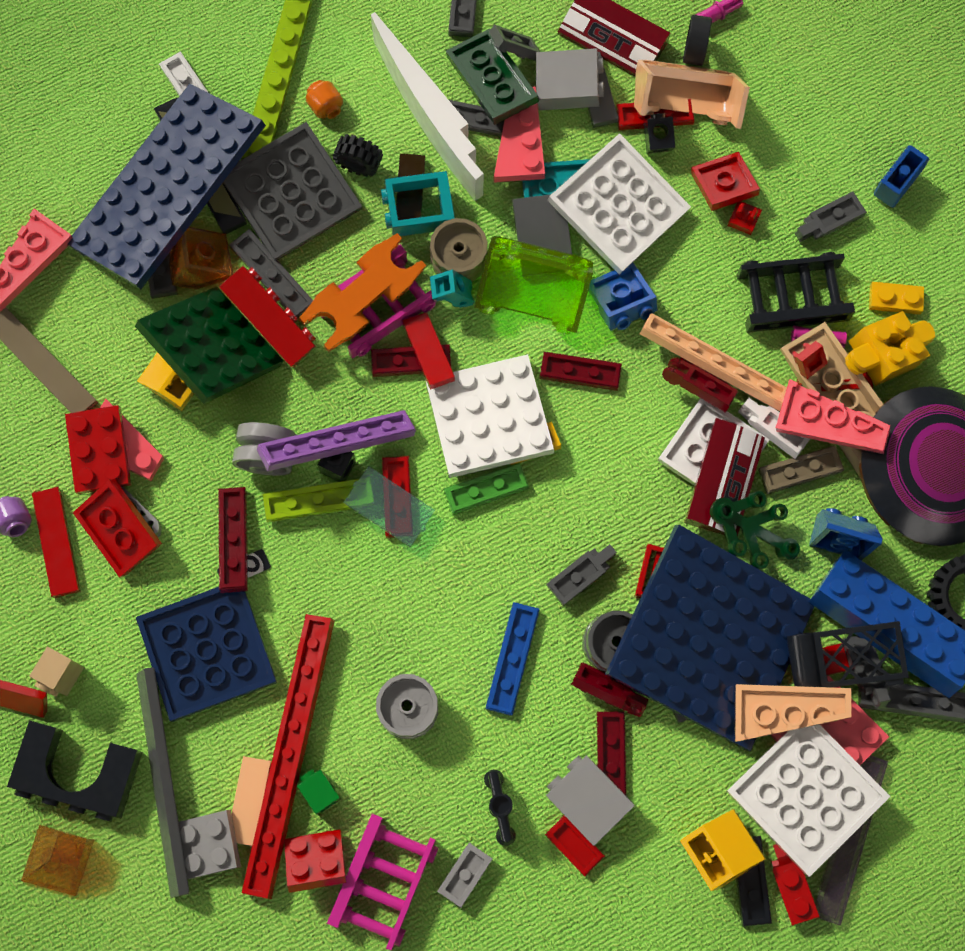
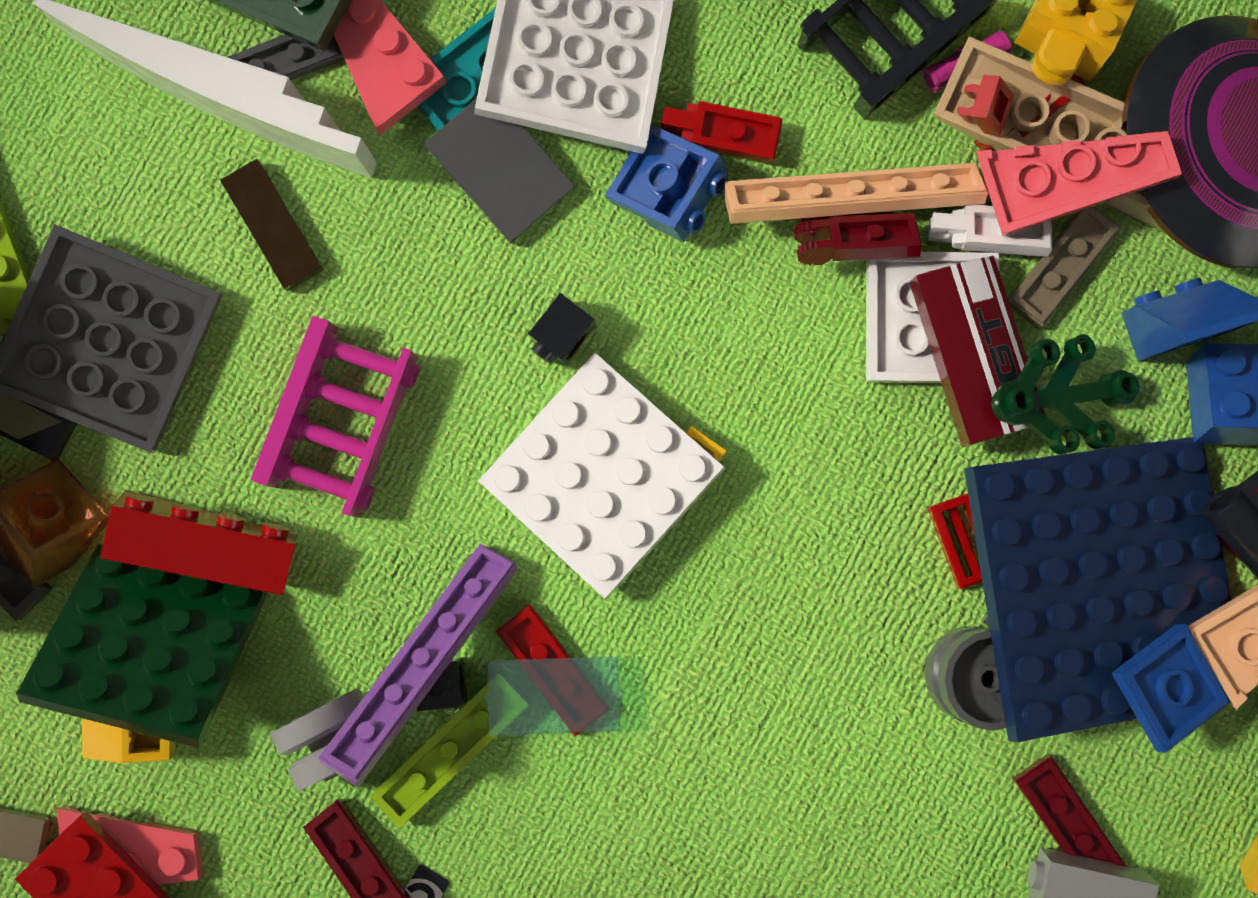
camera: 30 degrees left, 10 degrees up
(273, 274) = (164, 474): dark grey tile -> none
(324, 99) = (58, 171): orange head -> none
(347, 306) = (302, 457): orange piece -> none
(357, 155) = (162, 224): black tyre -> none
(398, 361) = (440, 466): dark red tile -> none
(422, 224) = (321, 268): teal window -> none
(428, 350) = (456, 440): red tile -> none
(452, 288) = (428, 332): teal leg -> none
(460, 247) = (383, 250): dark tan wheel -> none
(486, 488) = (664, 577): bright green tile -> none
(512, 659) = (856, 785): blue tile -> none
(518, 333) = (560, 331): none -> black brick
(534, 282) = (537, 243): clear neon green windscreen -> none
(580, 371) = (680, 325): dark red tile -> none
(580, 574) = (871, 610): dark grey hinge -> none
(609, 690) = (988, 749): dark red hinge -> none
(670, 290) = (726, 130): none -> red hinge
(708, 705) = (1170, 687): none -> blue plate

